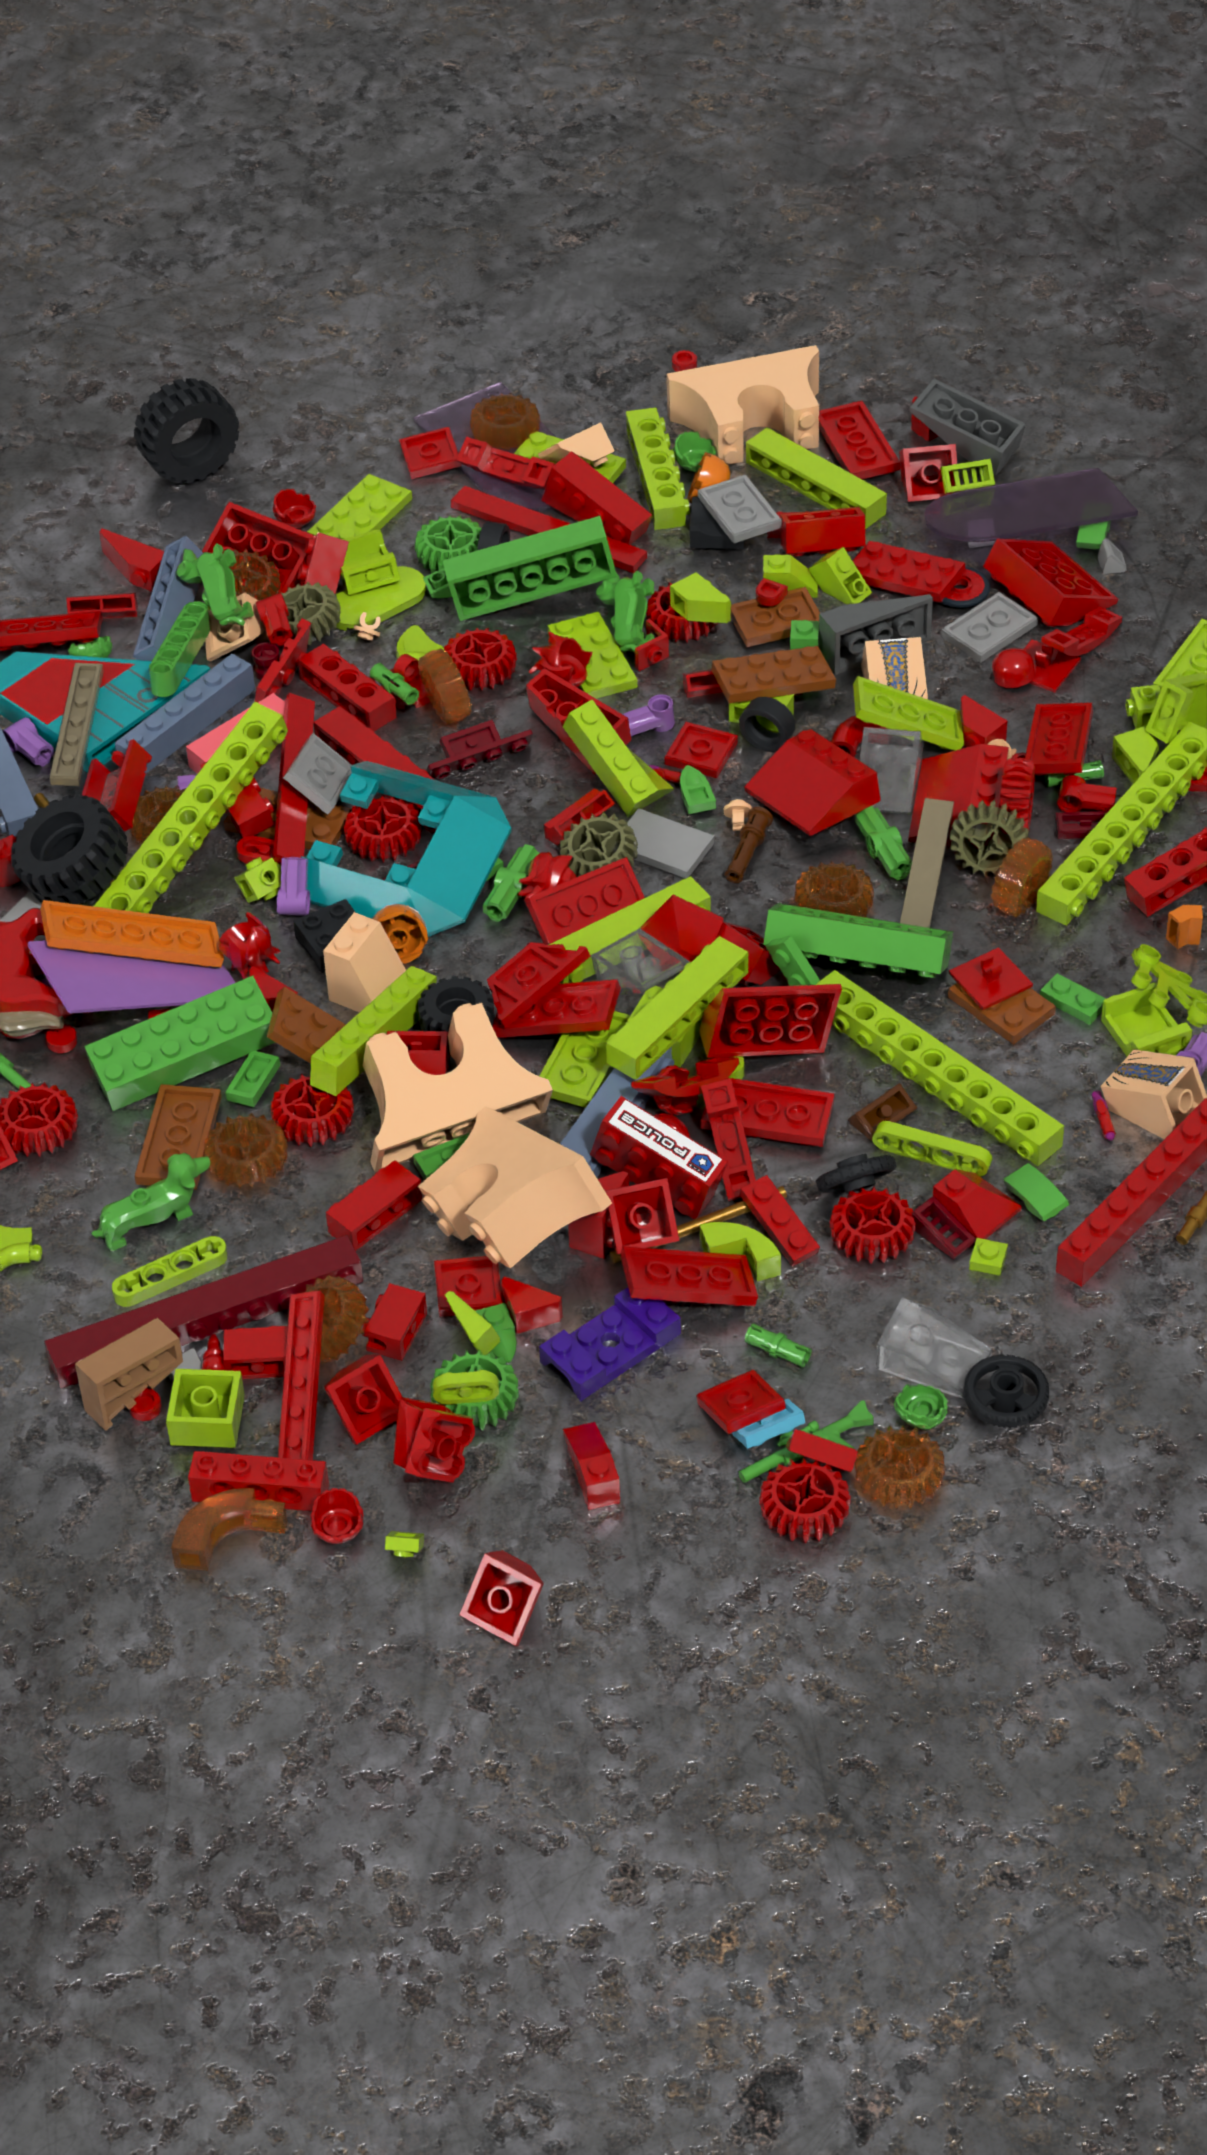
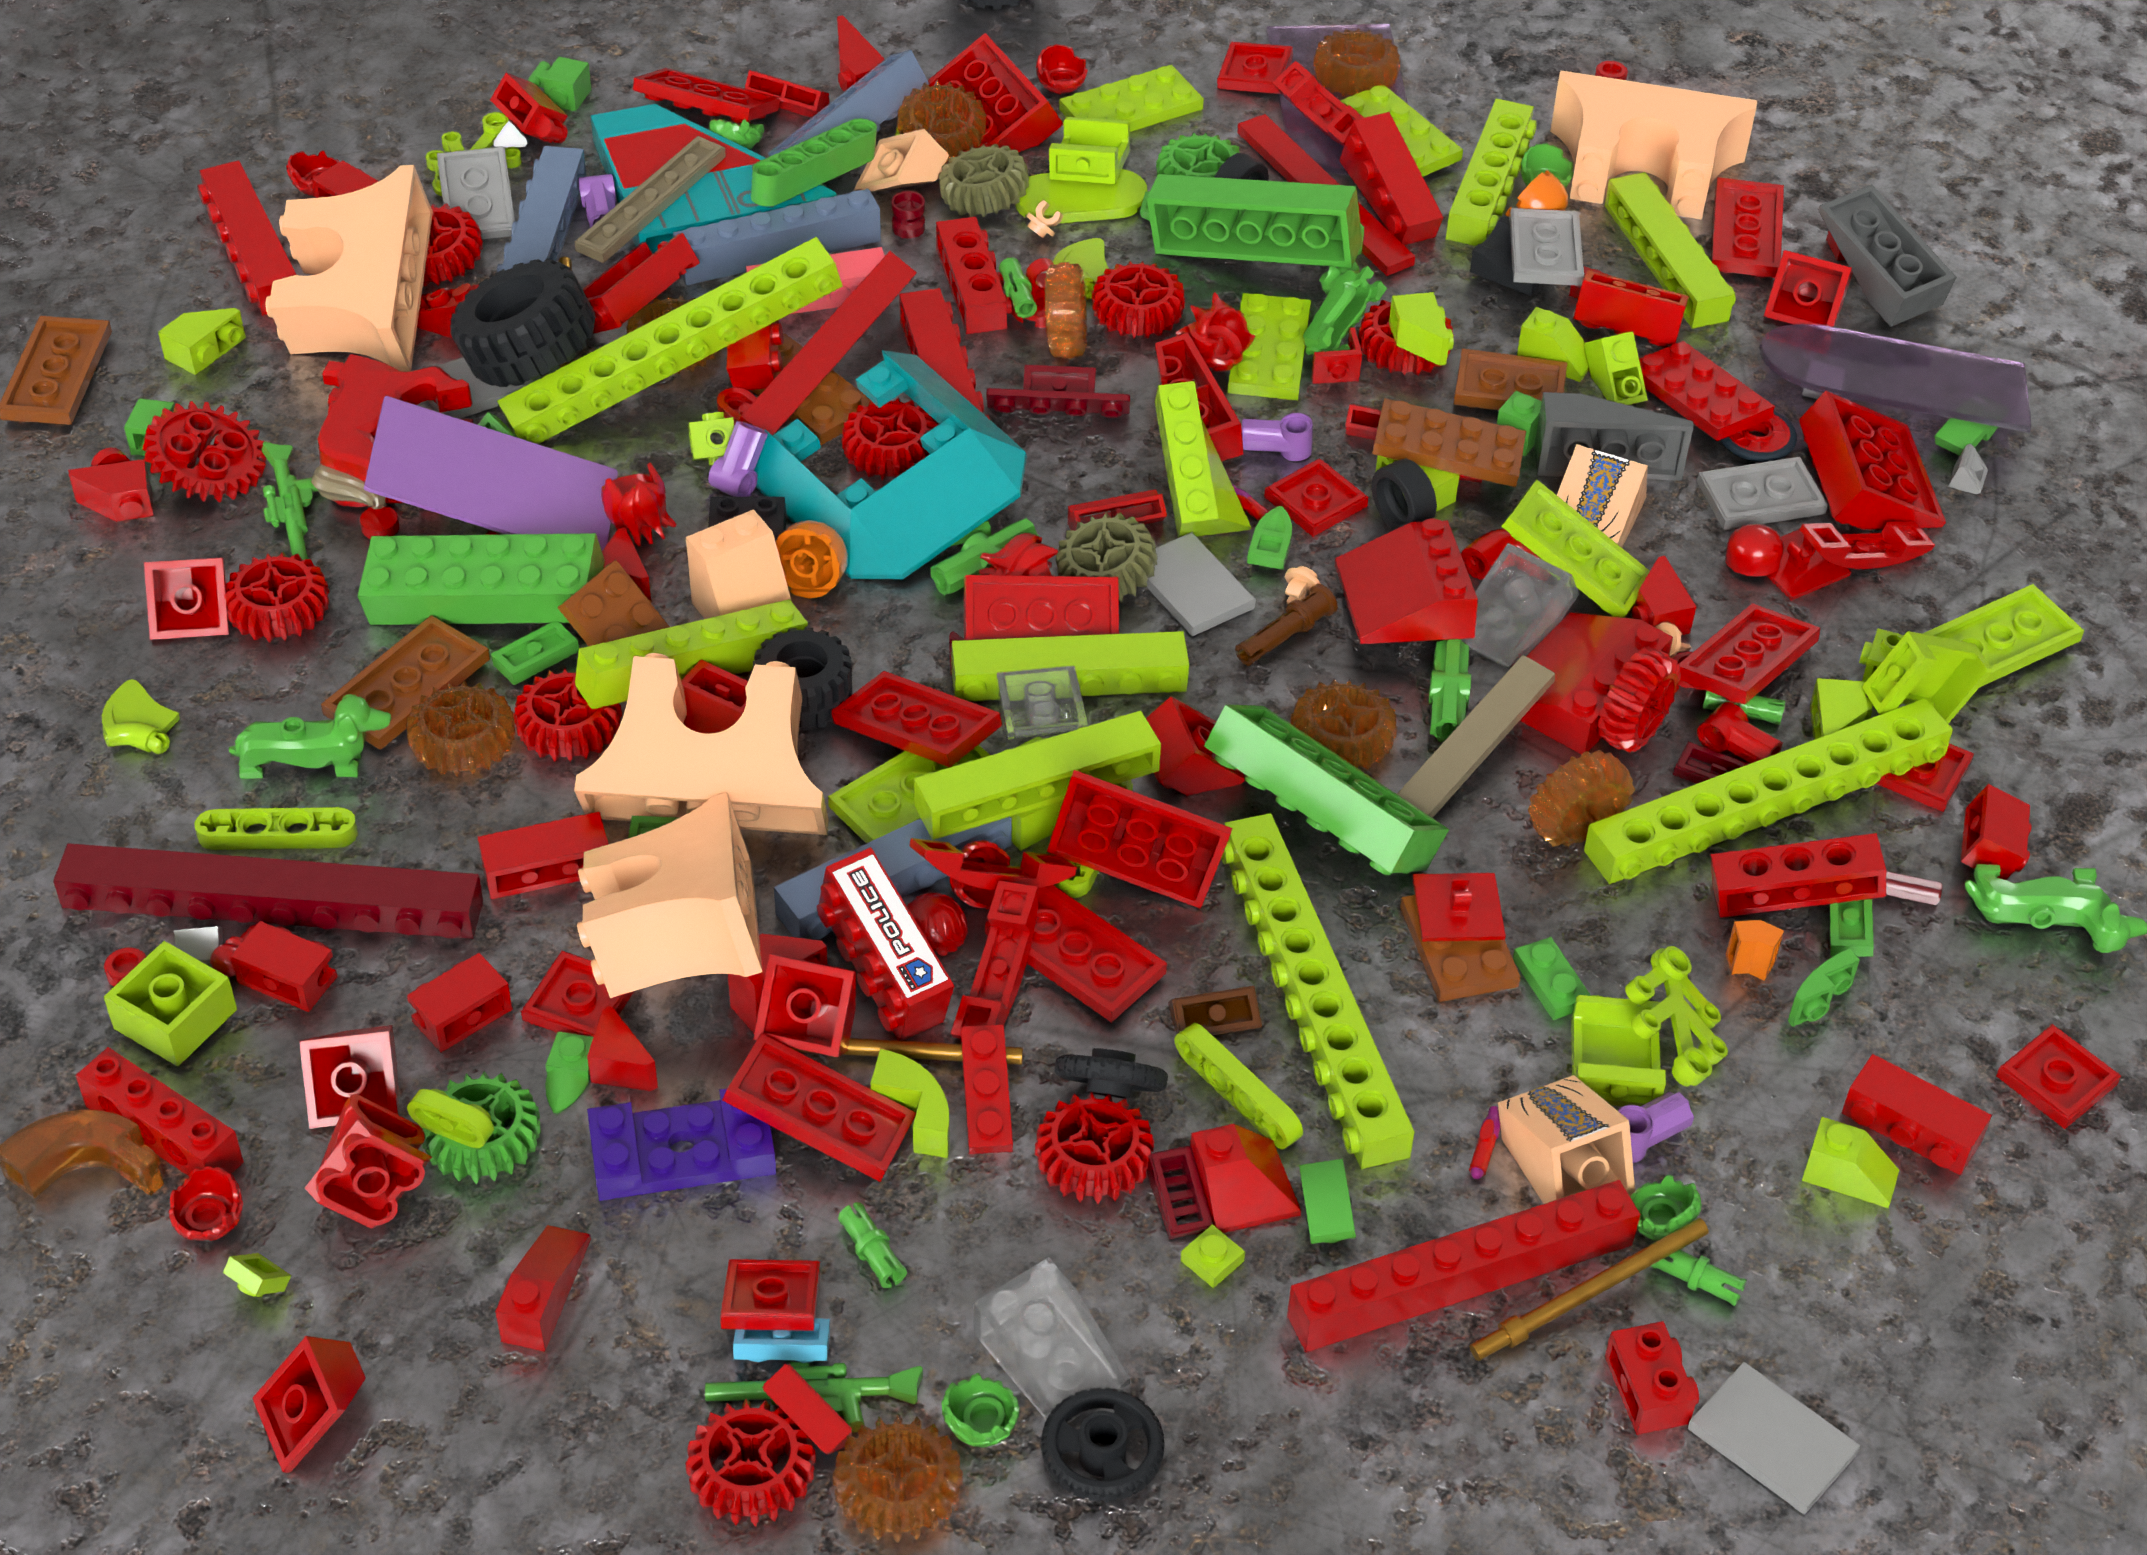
camera: 25 degrees right, 0 degrees up
(125, 1368) = (117, 915): medium nougat wedge -> none
(131, 934) = (513, 435): orange plate -> none
(218, 583) = (899, 108): bright green animal -> none
(275, 618) = (940, 165): red piece -> none
(283, 671) = (918, 228): red wing -> none
(301, 1376) = (291, 1020): red tile -> none
(319, 773) = (853, 346): light grey tile -> none
(323, 561) = (1042, 125): red brick -> none
(342, 1315) = (378, 962): clear orange gear -> none
(476, 1327) = (532, 1049): lime slope -> none
(531, 976) = (908, 668): red wing -> none
(589, 444) = (1414, 114): light nougat slope -> none
(683, 927) = (1118, 684): red slope -> none
(770, 592) = (1518, 352): red tile -> none
(792, 962) = (1221, 774): bright green plate -> none
(970, 827) = (1554, 717): olive gear -> none
(985, 471) = (1876, 314): lime slope -> none

